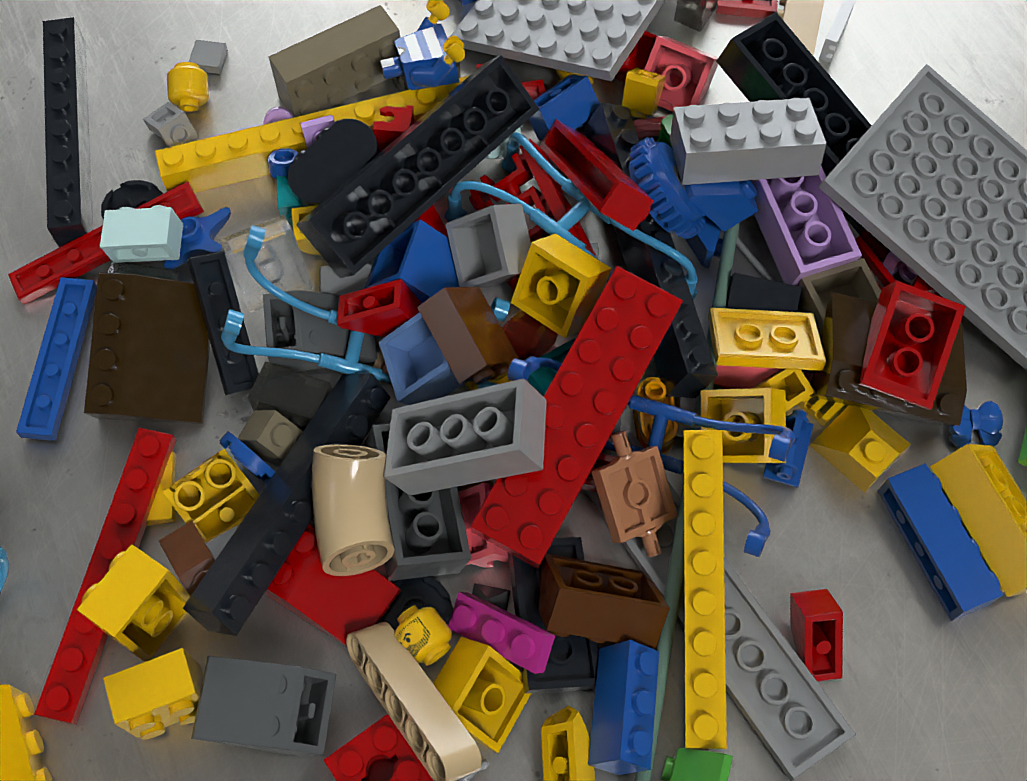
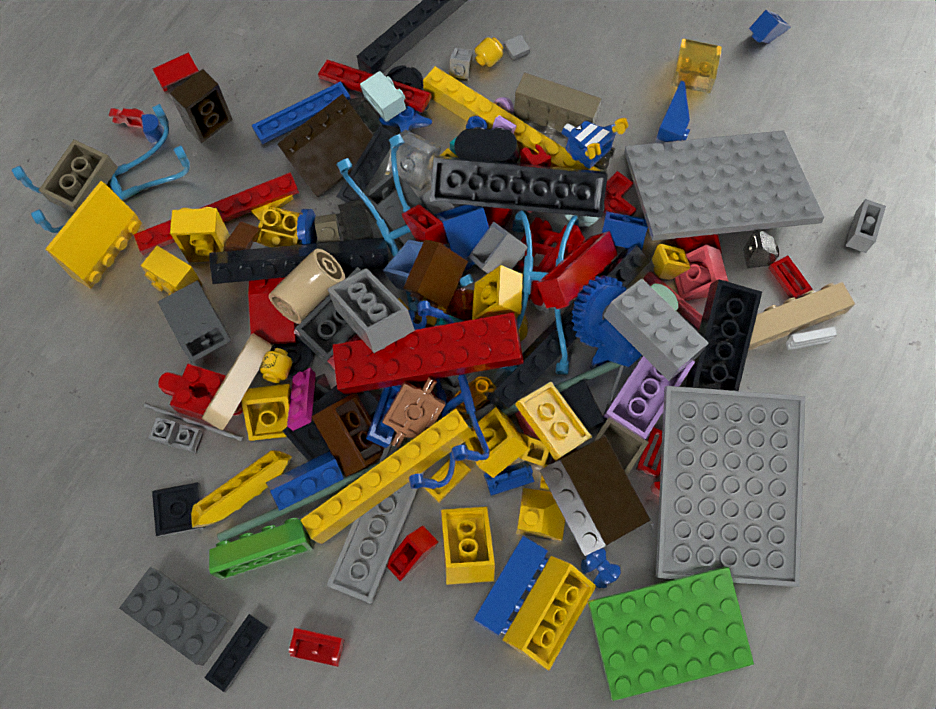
camera: 55 degrees right, 5 degrees up
(589, 526) = (378, 431): none -> blue plate
(737, 525) = (460, 472): none -> yellow tile
(851, 557) = (467, 545): none -> yellow slope
(910, 343) = (598, 493): red slope -> none

